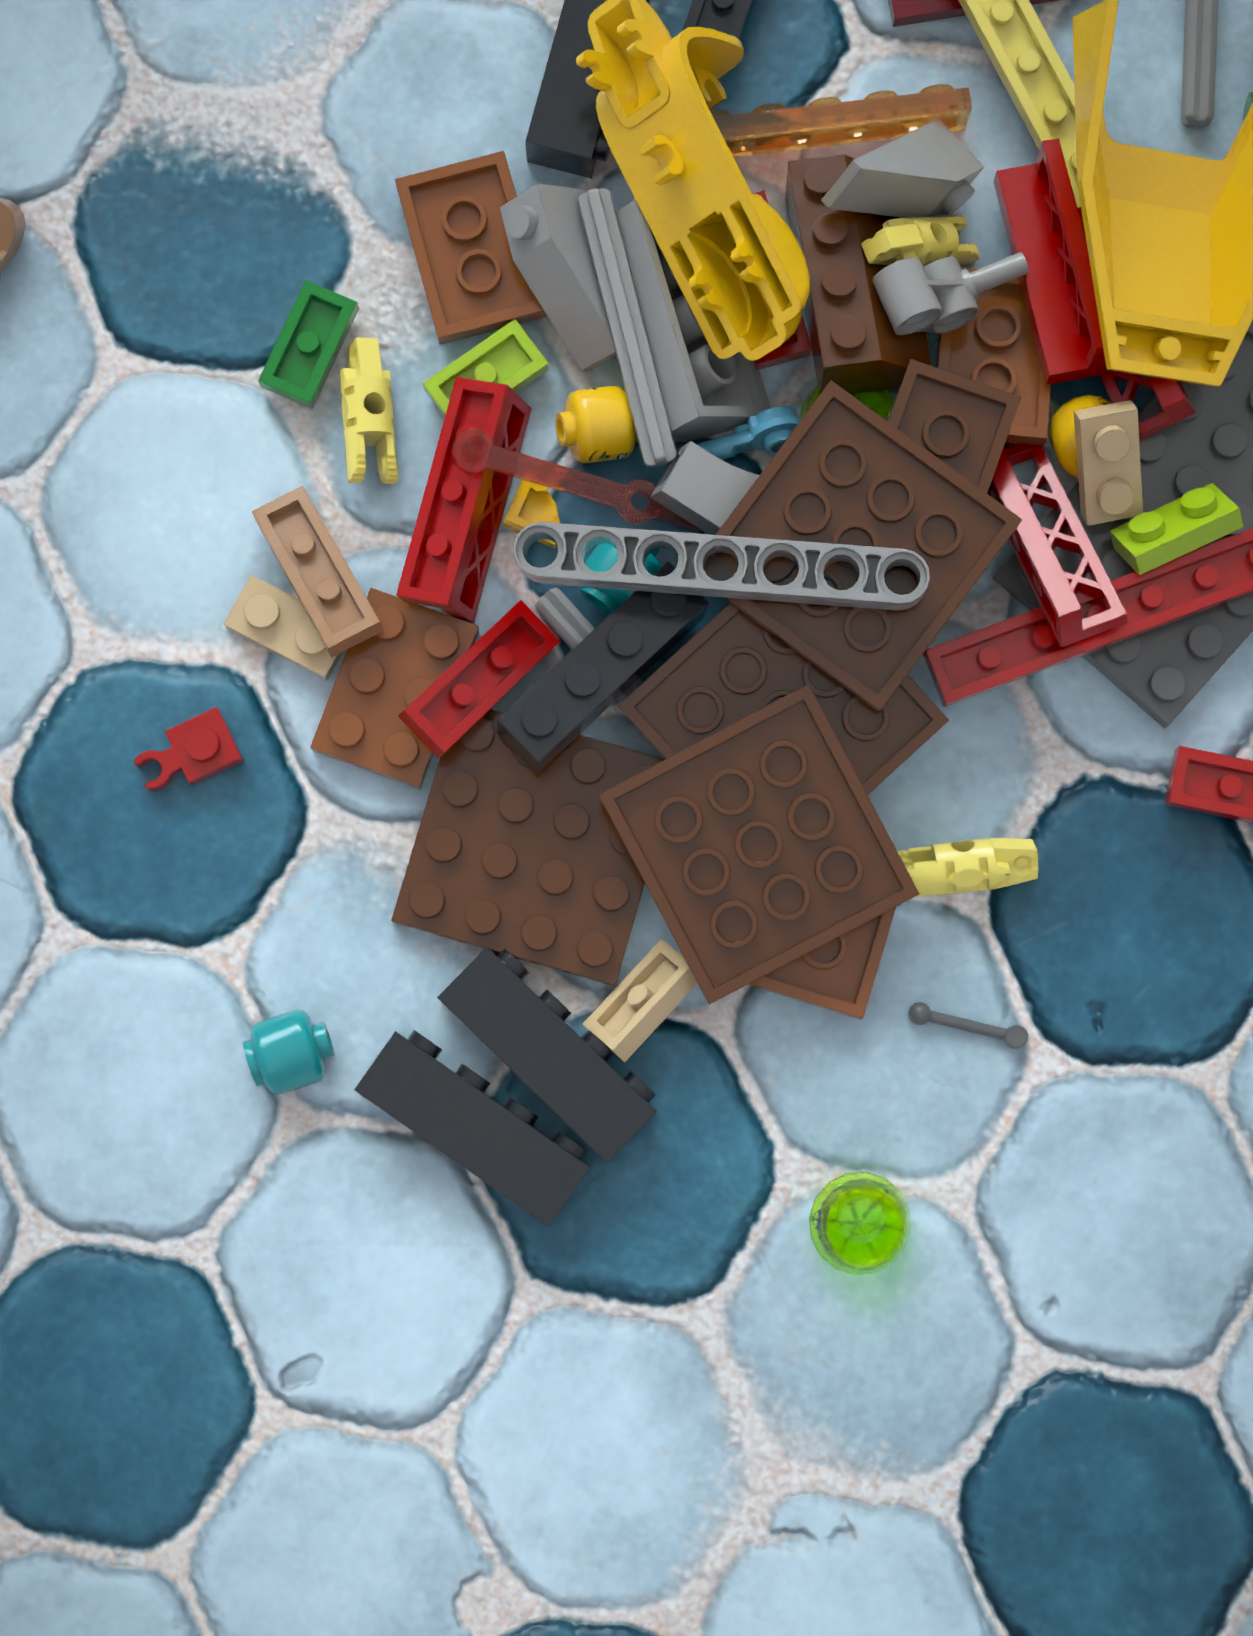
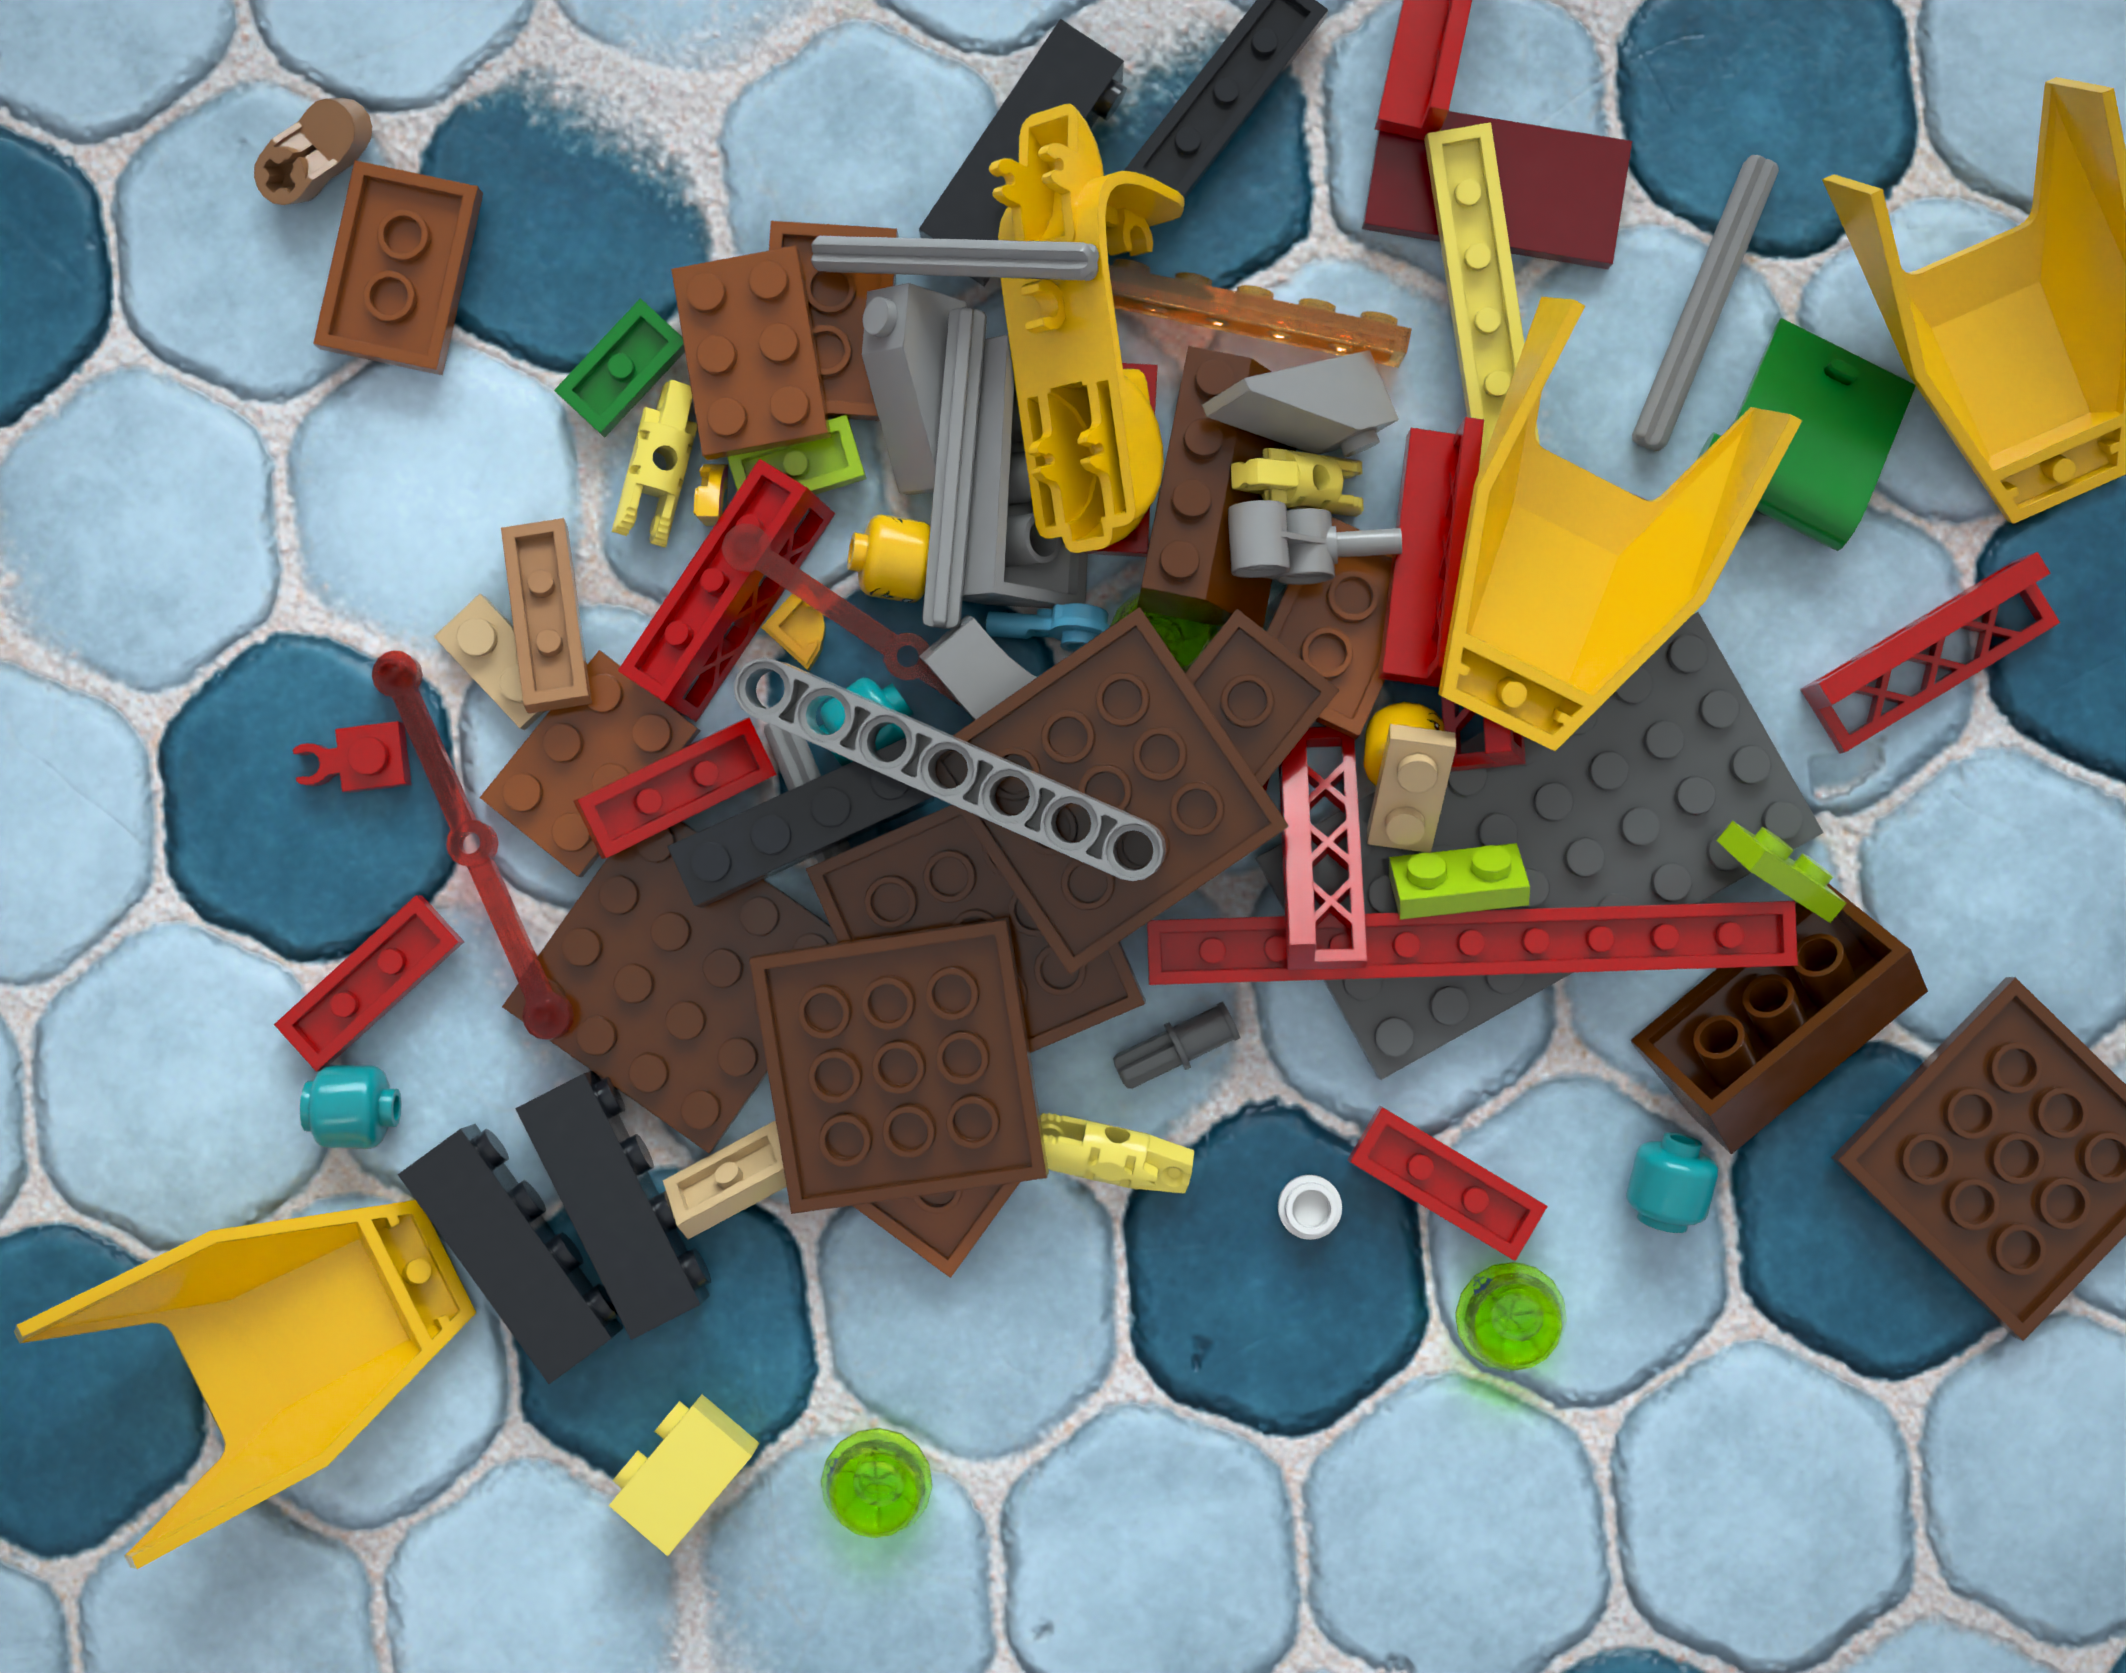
camera: 25 degrees right, 5 degrees up
(87, 324) = (398, 267): none -> dark orange plate
(268, 939) = (369, 983): none -> red plate
(300, 1269) = (289, 1337): none -> yellow windscreen
(418, 292) = (751, 353): none -> dark orange plate
(422, 425) = (712, 495): none -> yellow tile
(434, 907) = (545, 1013): none -> clear red piece
(571, 147) = (956, 257): none -> light grey axle
(689, 1270) = (683, 1474): none -> light yellow brick
(984, 756) = (1176, 1046): none -> dark grey axle
(1013, 1036) = (1105, 1344): dark grey hinge -> none
(1147, 855) = (1309, 1207): none -> white plate

